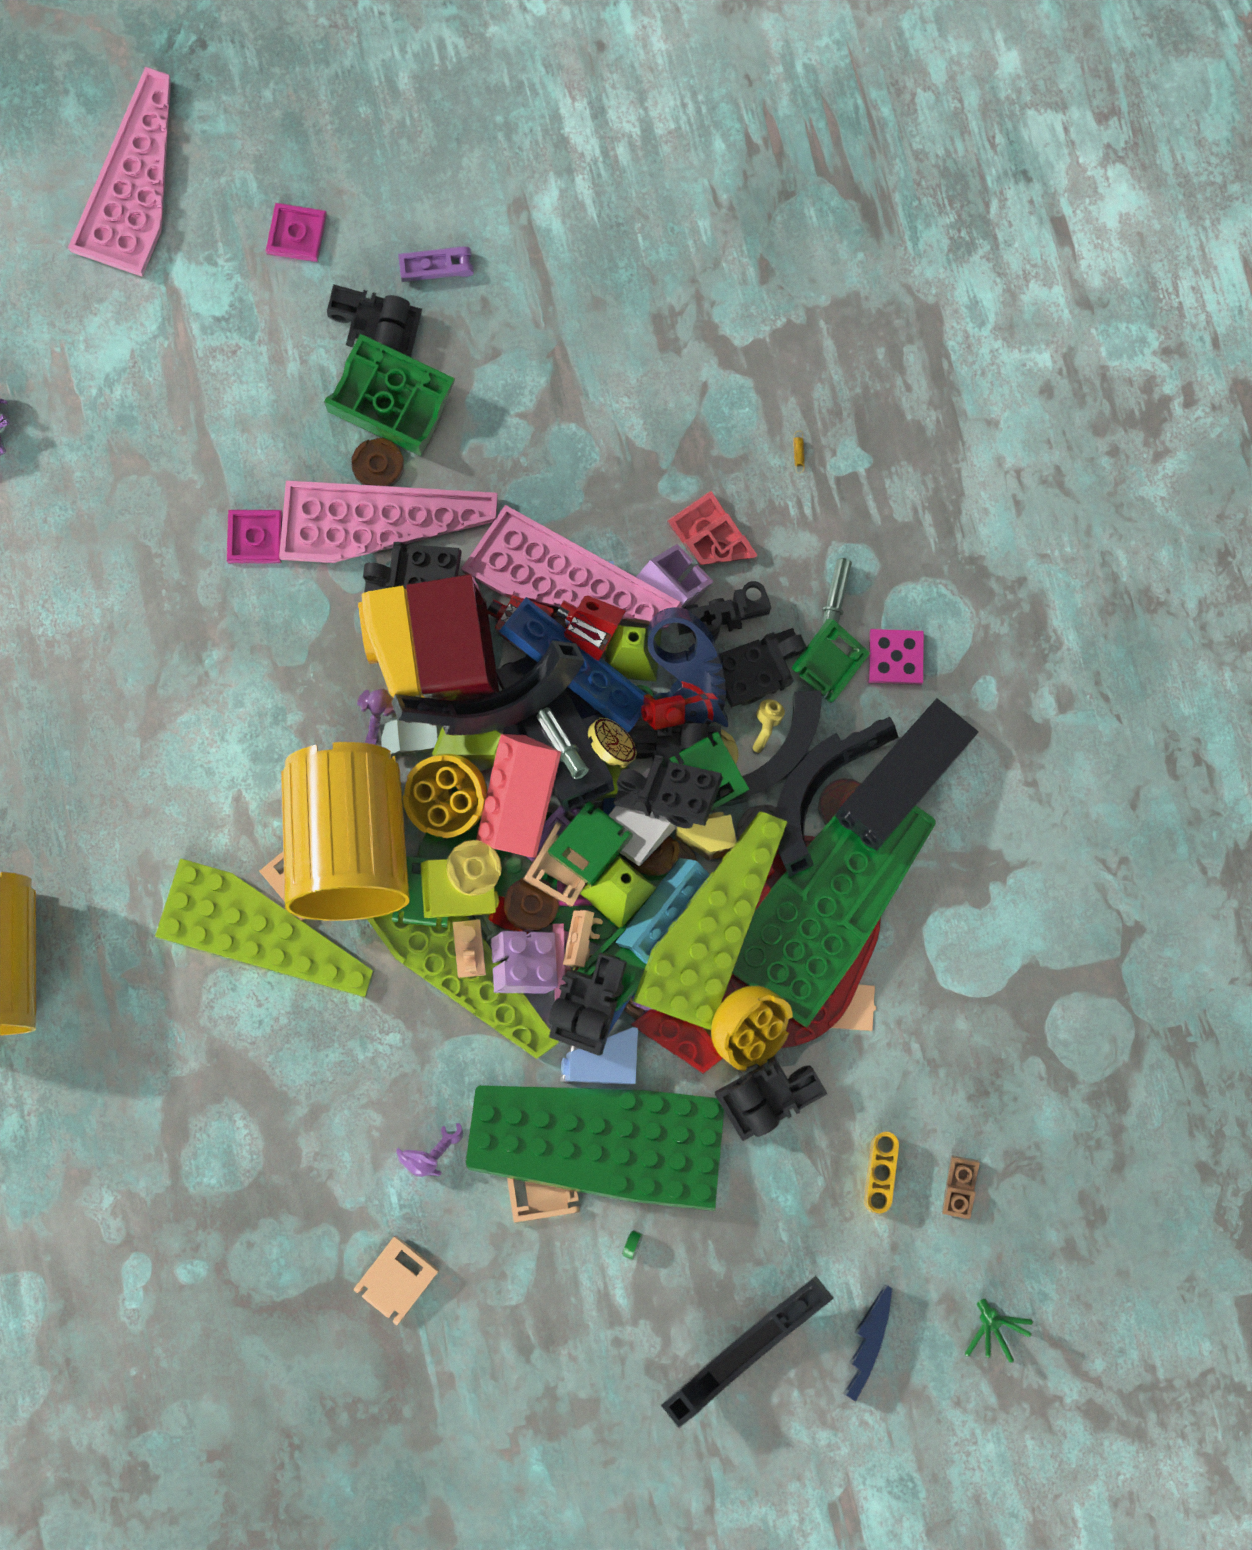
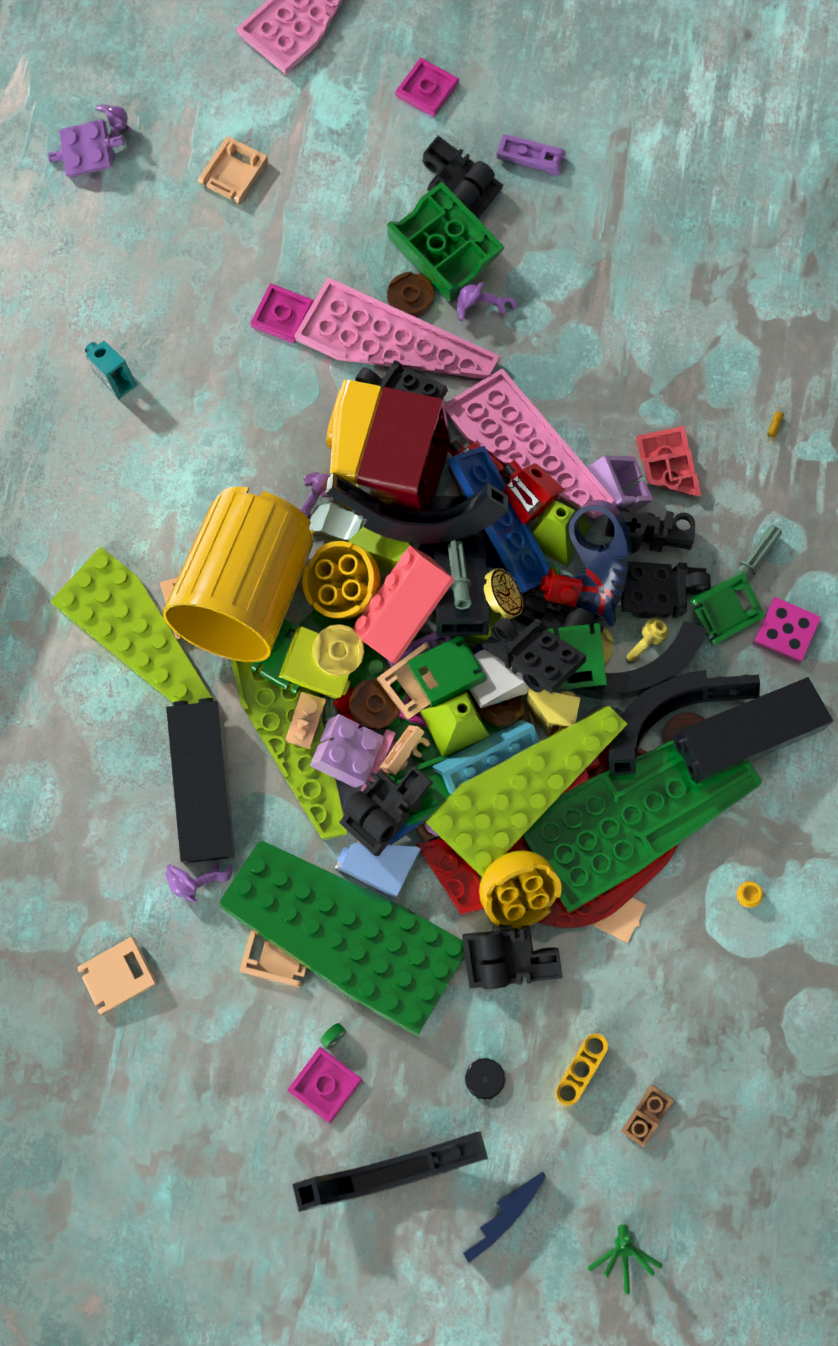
camera: 30 degrees right, 5 degrees down
(104, 668) = (105, 361): none -> teal torso
(134, 409) = (230, 175): none -> light nougat container
(392, 1053) = (200, 781): none -> black brick
(442, 440) = (472, 294): none -> medium lavender piece
(644, 1294) = (325, 1084): none -> dark pink tile
(805, 1220) = (482, 1089): none -> black piece
(968, 933) = (749, 894): none -> yellow plate

